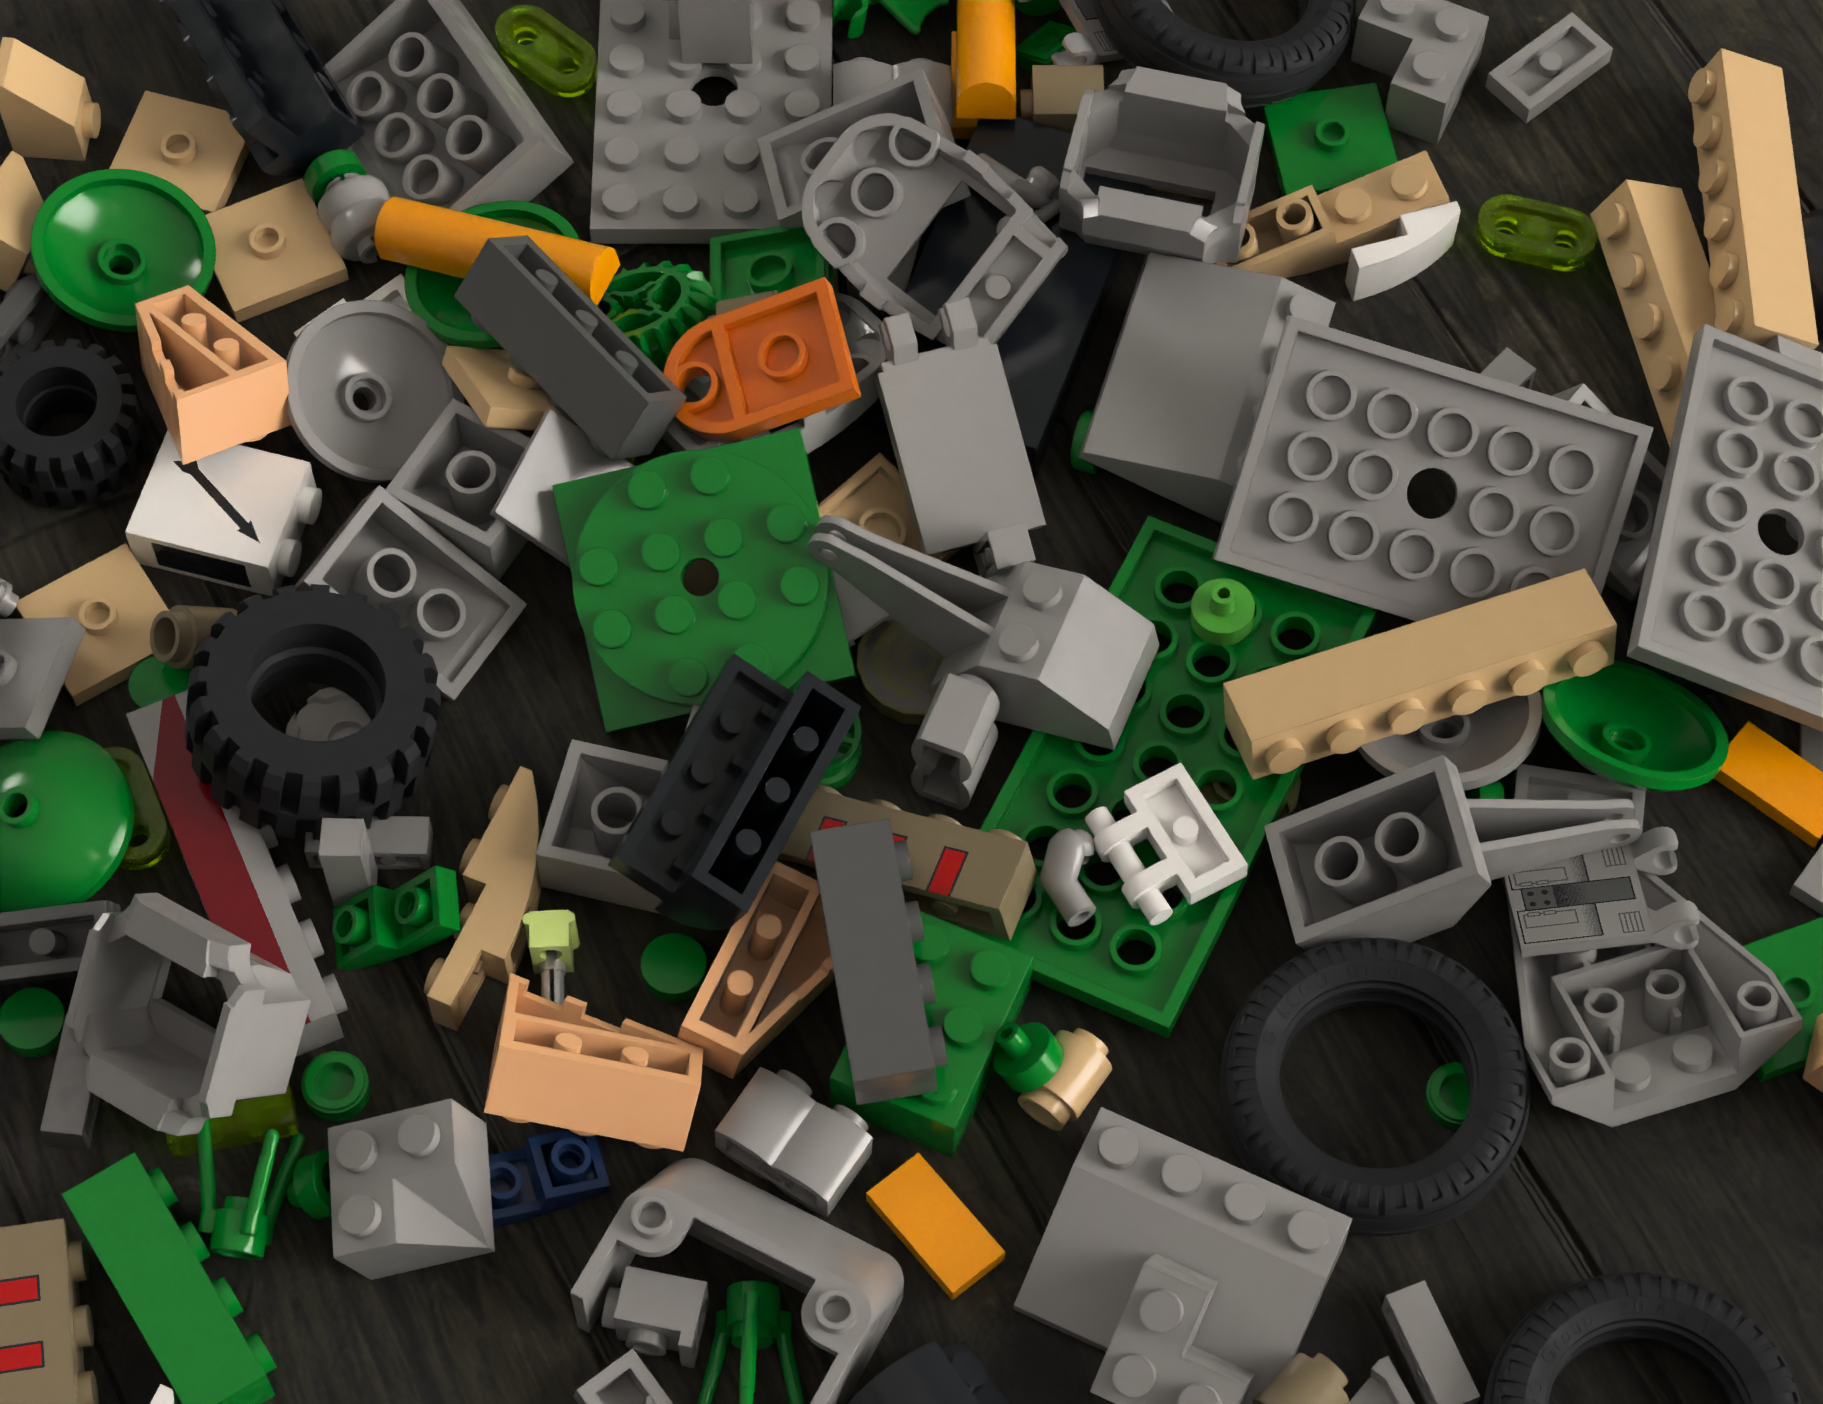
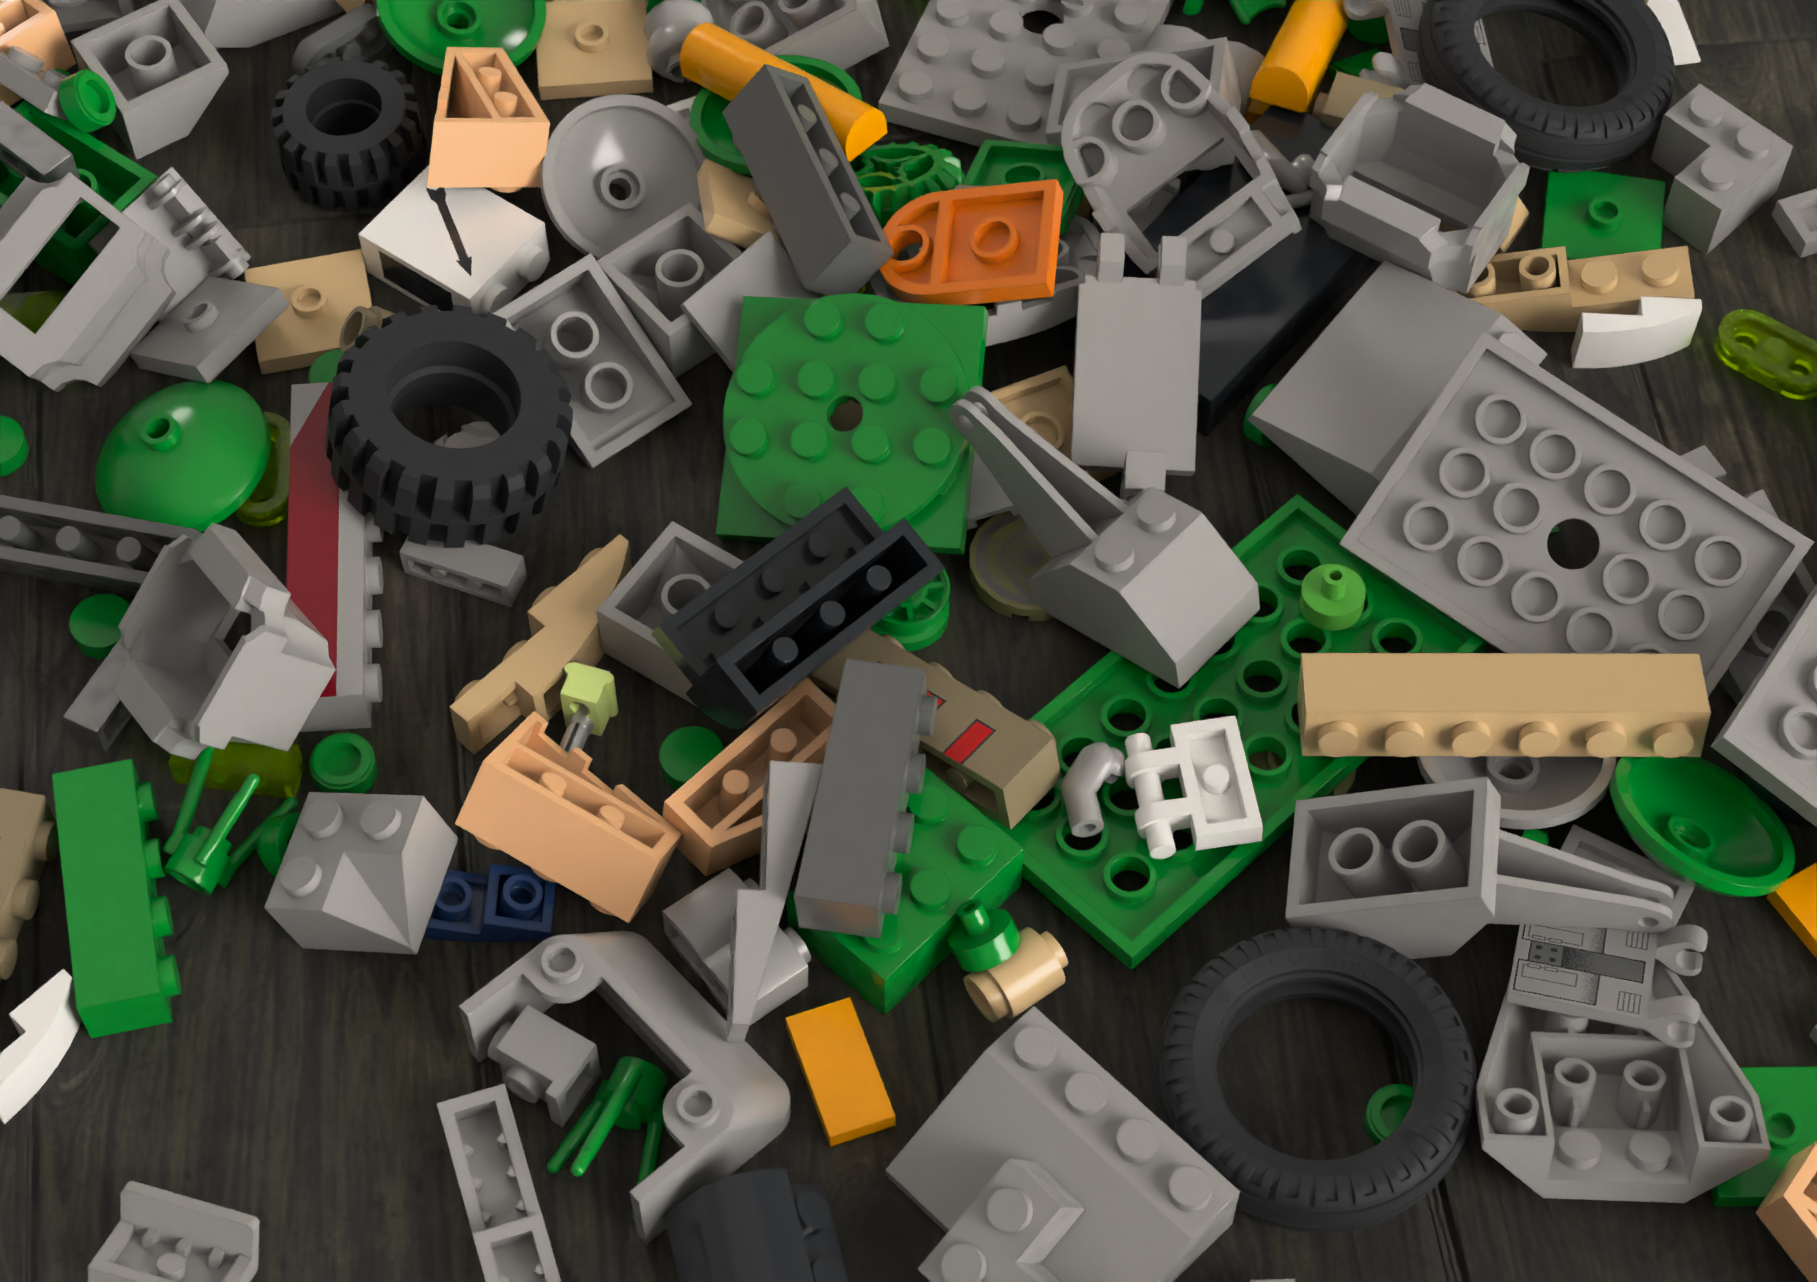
camera: 20 degrees right, 5 degrees down
(346, 858) = (430, 569): light grey piece -> none
(395, 923) = (454, 638): green slope -> none
(816, 1113) = (755, 914): none -> light grey slope
(955, 740) = (1029, 633): light grey brick -> none

